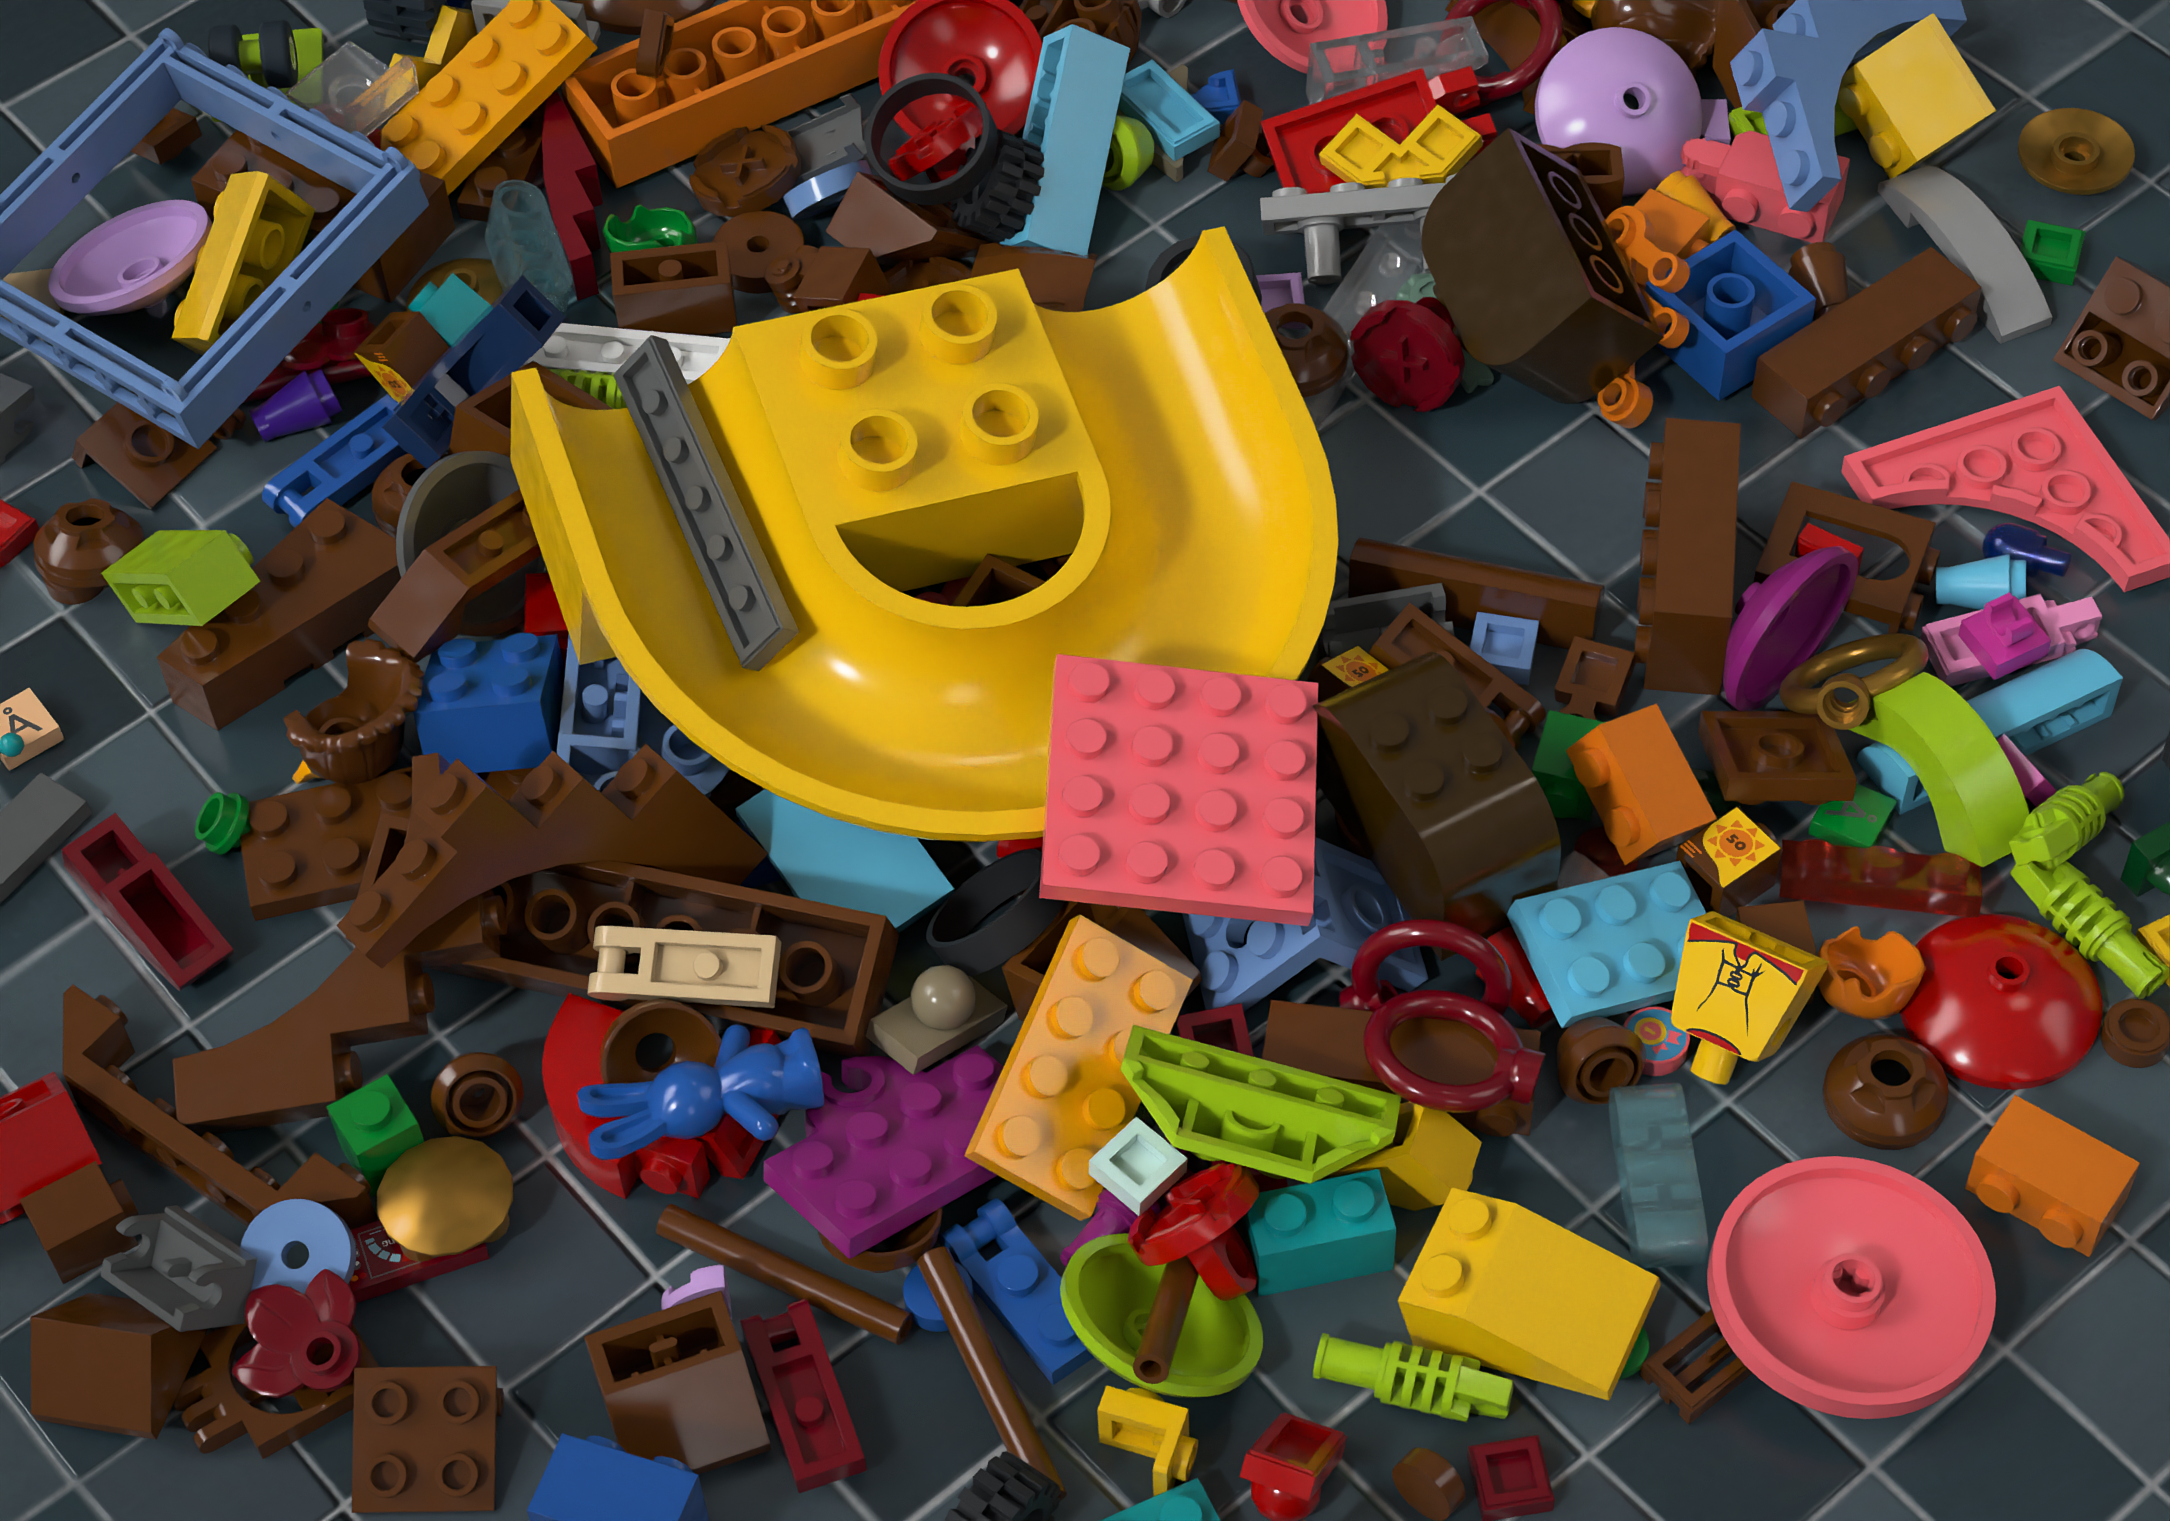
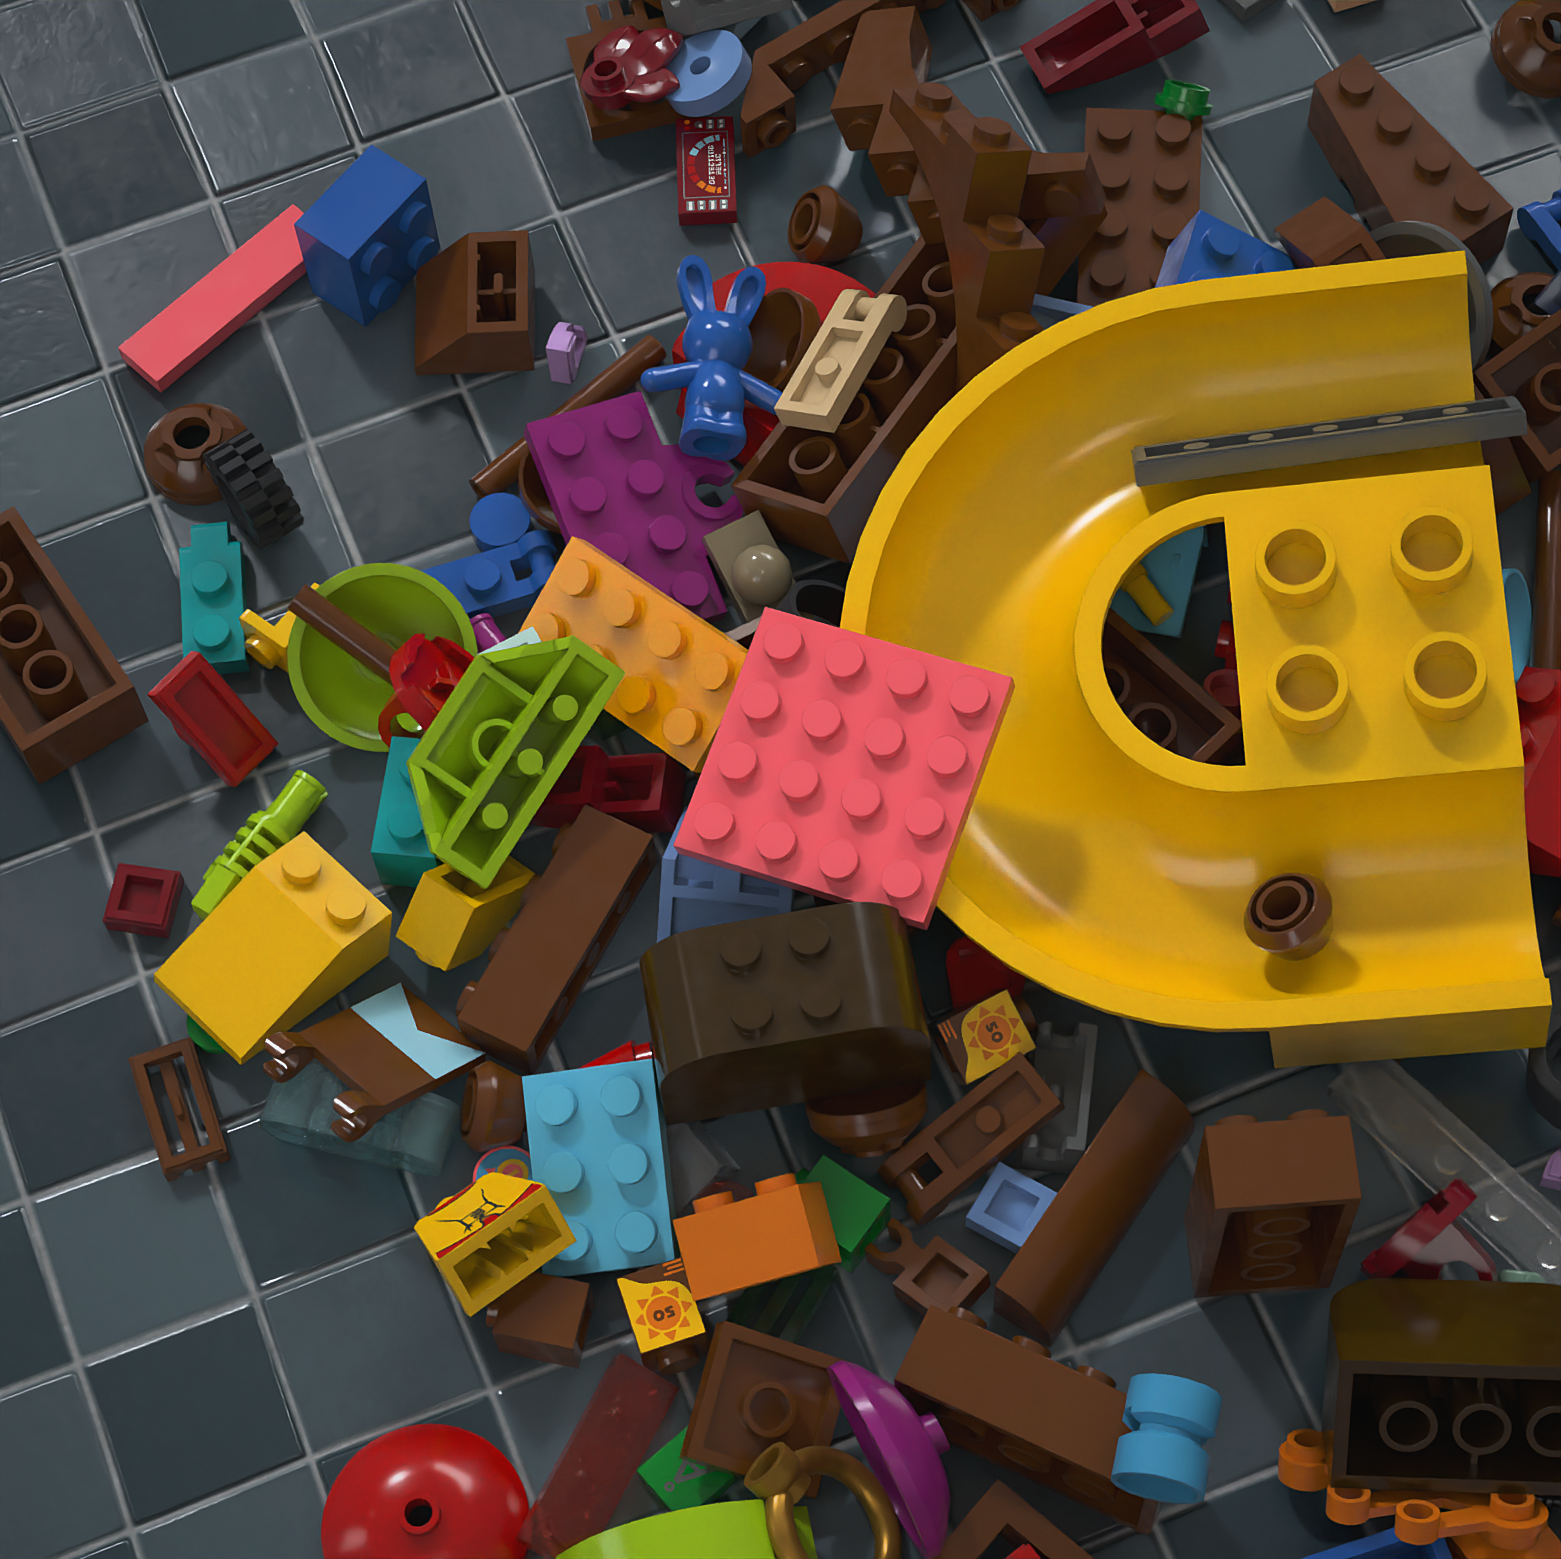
camera: 110 degrees right, 10 degrees up
(182, 576) = (1444, 78): lime brick -> none
(364, 725) = (1230, 184): reddish brown hair -> none
(374, 1128) = (807, 151): green brick -> none
(425, 1438) = (526, 145): reddish brown hinge -> none
(445, 1198) = (727, 187): pearl gold dish -> none
(803, 1397) = (448, 401): dark red plate -> none
(985, 1362) = (399, 532): reddish brown piece -> none
(1168, 444) = (1290, 916): none -> reddish brown cone
(1317, 358) = (1488, 1168): reddish brown piece -> none
(1369, 993) = (620, 954): dark red piece -> none
(1429, 1483) = (157, 825): reddish brown tile -> none
(1457, 410) = (1271, 1204): none -> reddish brown brick
(1513, 1075) = (474, 995): dark red piece -> none
(1589, 1157) = (382, 1050): none -> reddish brown flag
(1702, 403) = (1168, 1427): none -> dark azure wheel
(1851, 1287) = (165, 1223): coral dish -> none
(1868, 975) = (485, 1389): orange hair -> none
(1881, 1113) = (381, 1401): reddish brown piece -> none
(2051, 1176) = (203, 1465): orange brick -> none

